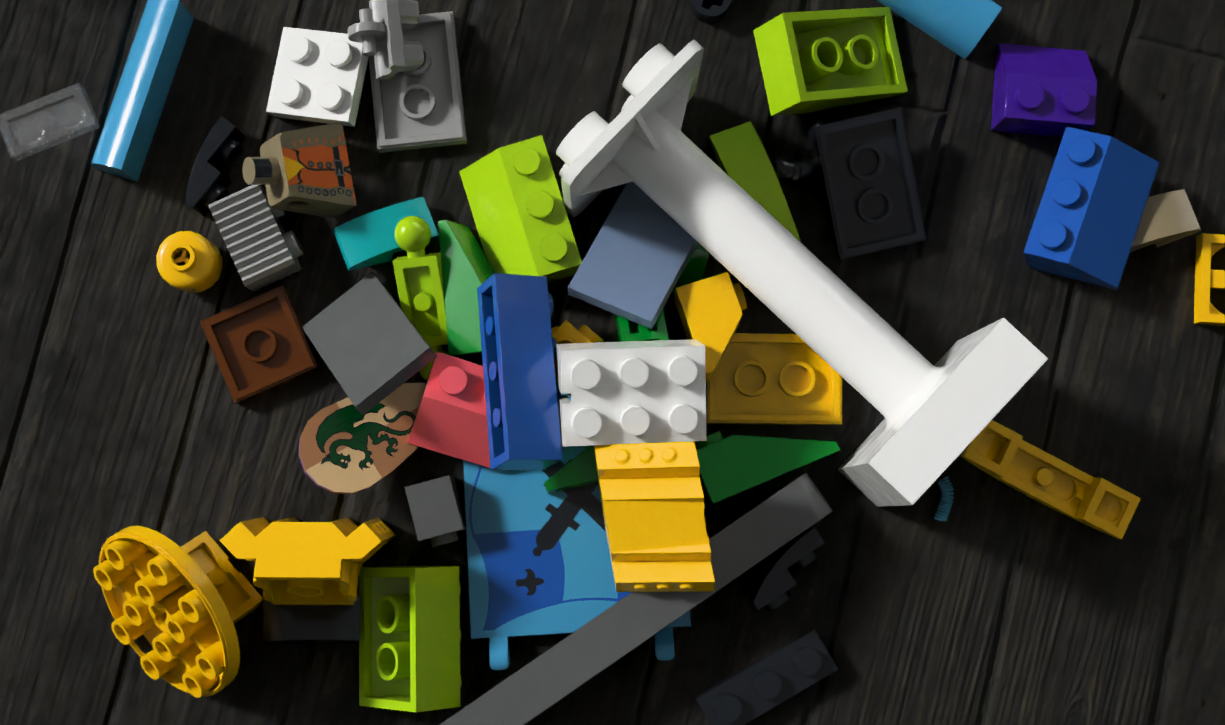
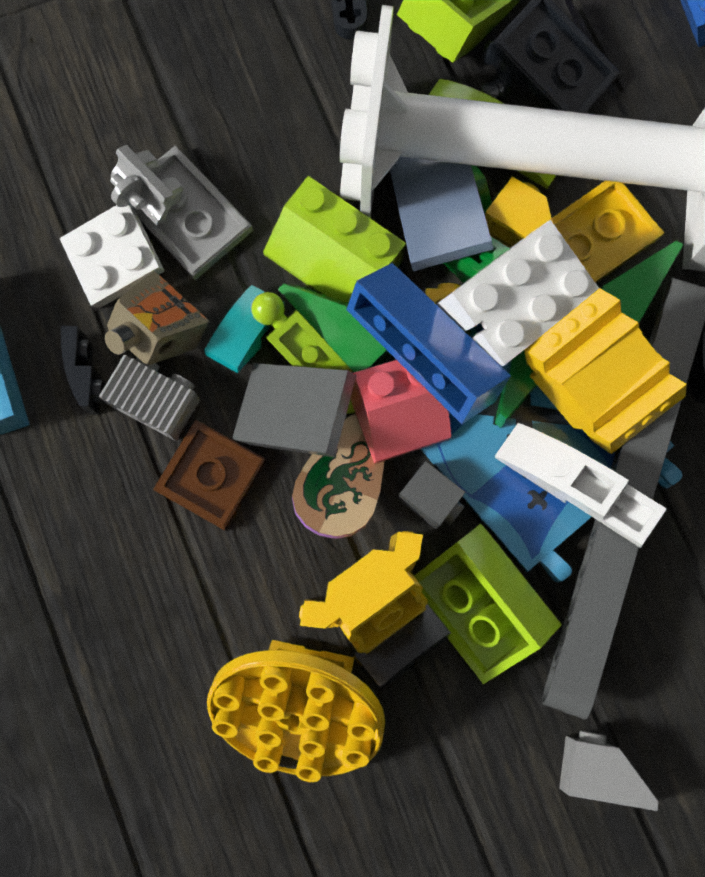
camera: 35 degrees left, 5 degrees down
(199, 271) = (126, 444): yellow head -> none
(564, 597) = (581, 482): none -> white slope

